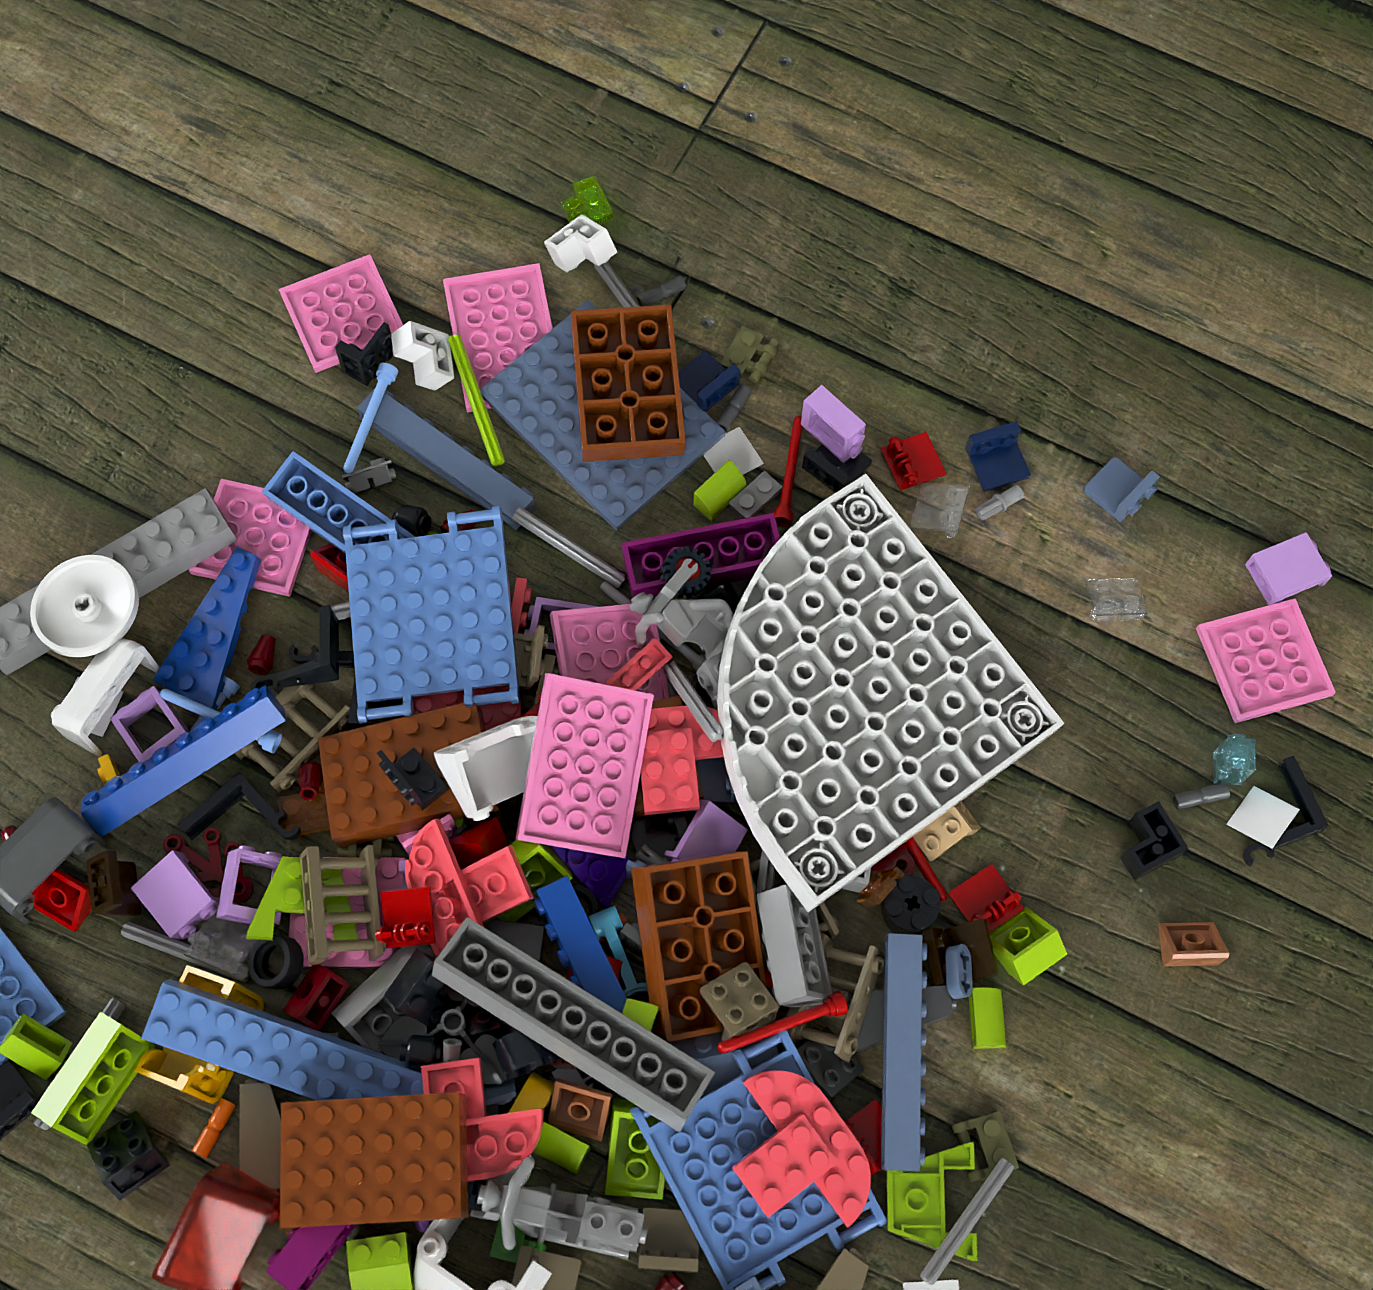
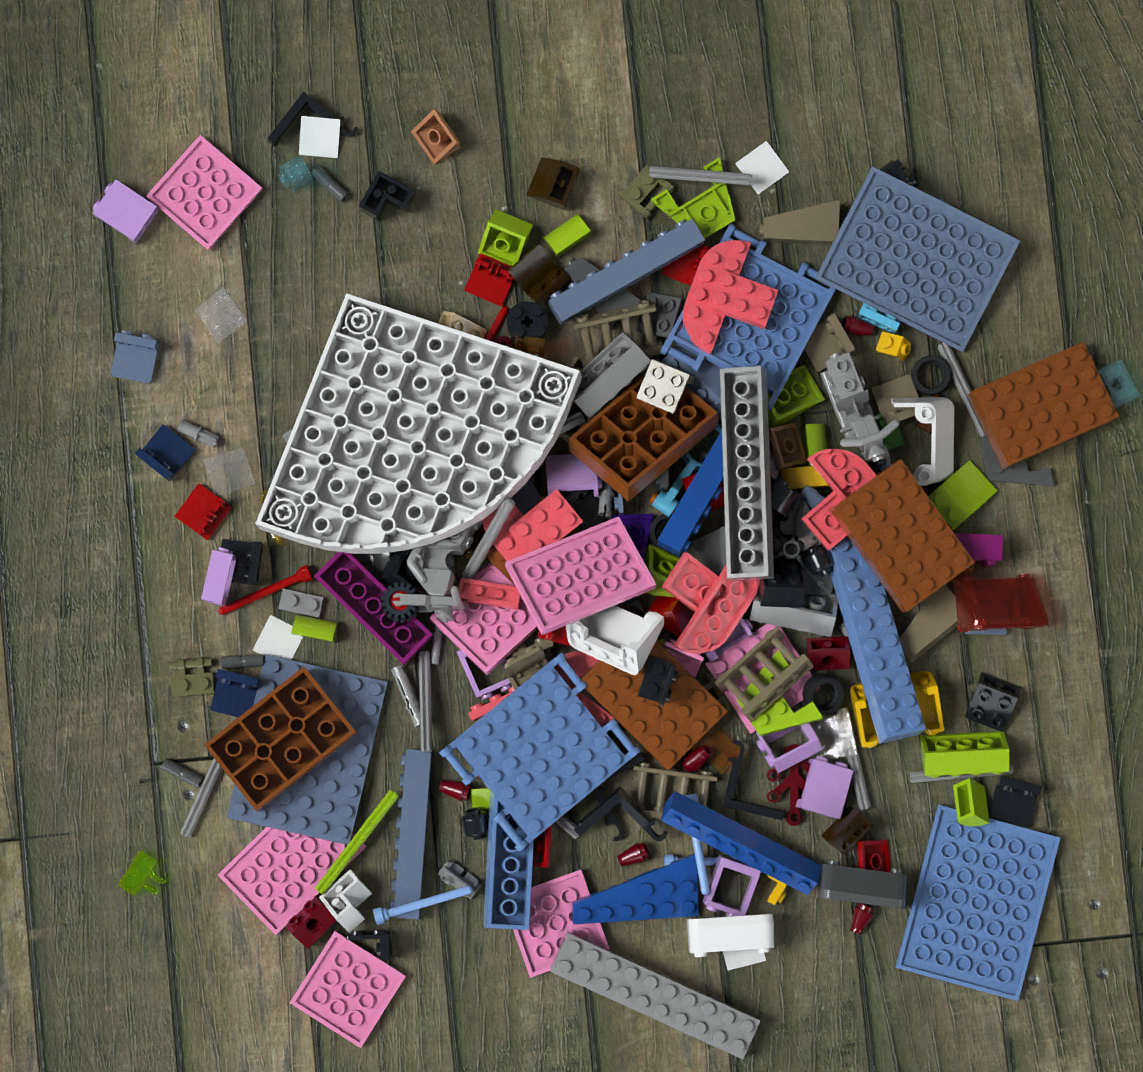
camera: 120 degrees left, 15 degrees up
(84, 606) = (686, 982): white dish -> none
(212, 1131) = (943, 661): orange piece -> none
(407, 918) = (745, 625): red hinge -> none
(430, 308) = (311, 932): none -> dark red brick
(580, 241) = (182, 855): white brick -> none
(592, 540) = (407, 693): none -> light grey pin
(640, 1012) = (712, 440): lime slope -> none
(833, 1005) = (627, 328): red piece -> none
(959, 971) = (552, 267): sand blue beam -> none
(1059, 1042) = (553, 182): none -> dark brown slope

